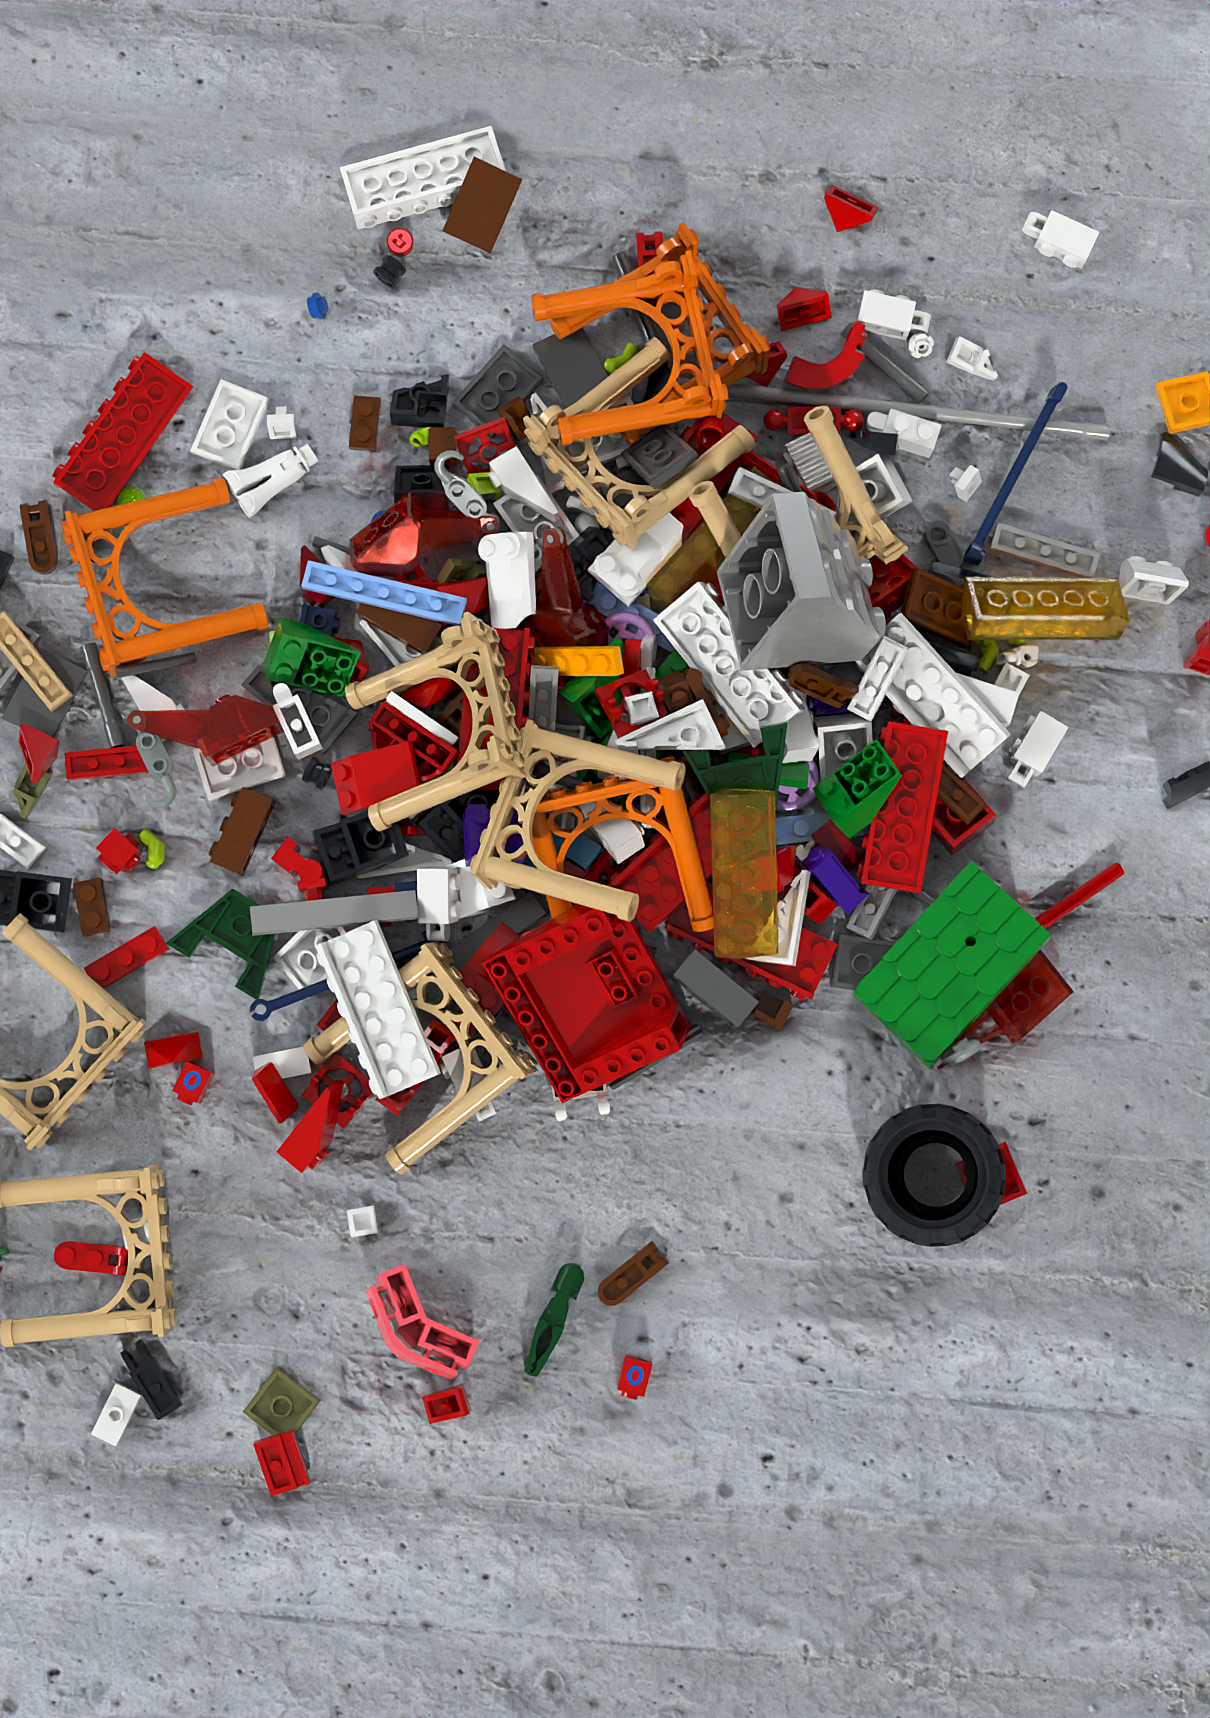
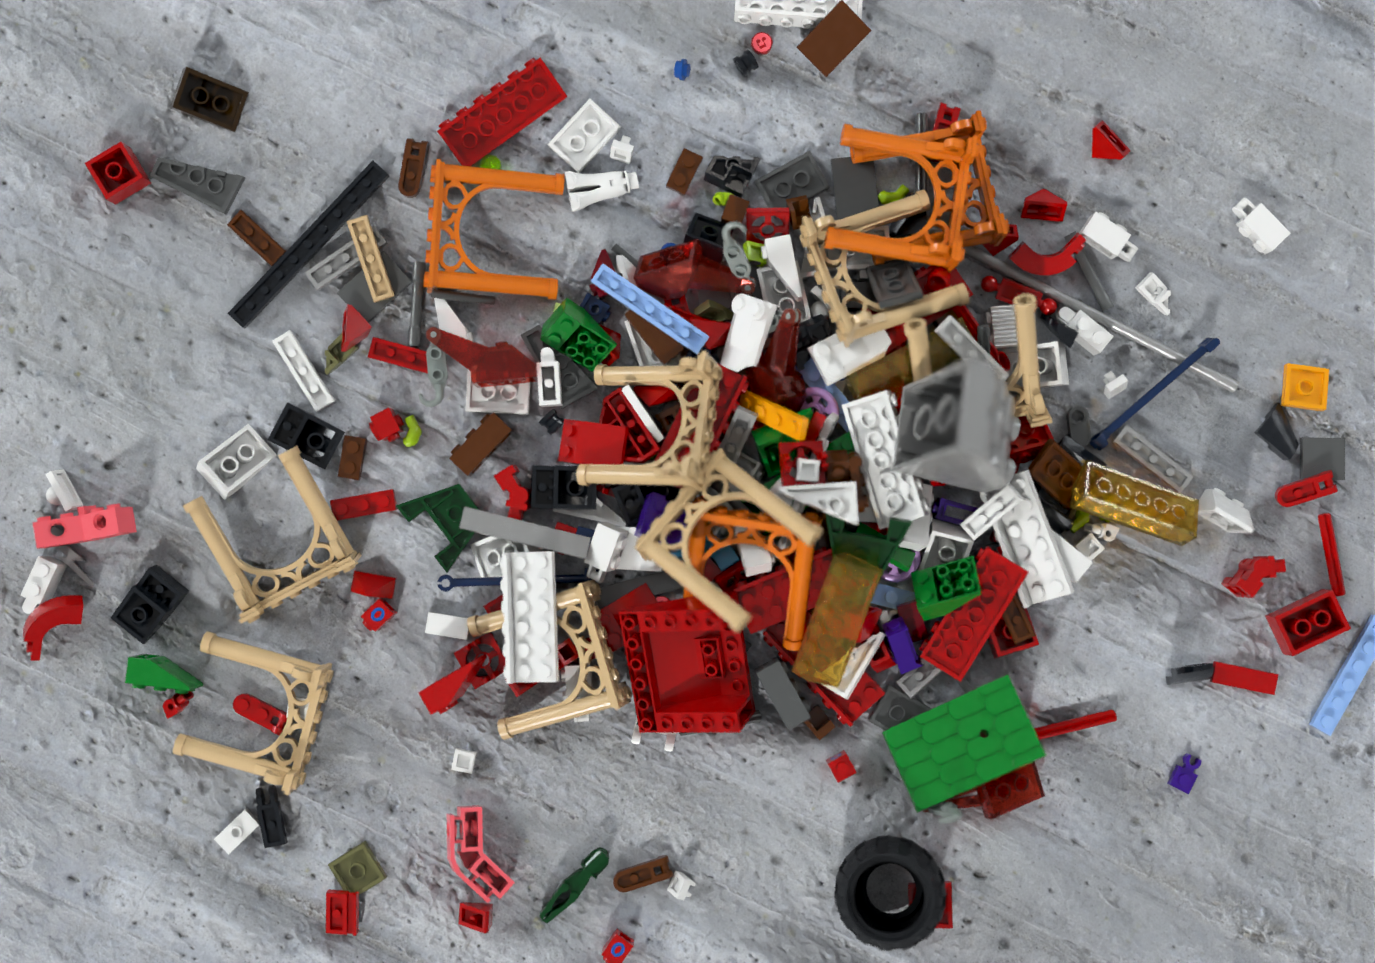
camera: 25 degrees right, 5 degrees up
(274, 1092) = (434, 644): red slope -> none
(681, 1270) = (679, 885): none -> white tile
(819, 1051) = (841, 766): none -> red brick
(821, 684) = (947, 501): reddish brown plate -> none
(920, 339) = (1119, 264): white plate -> none
(1035, 747) = (1087, 603): white brick -> none

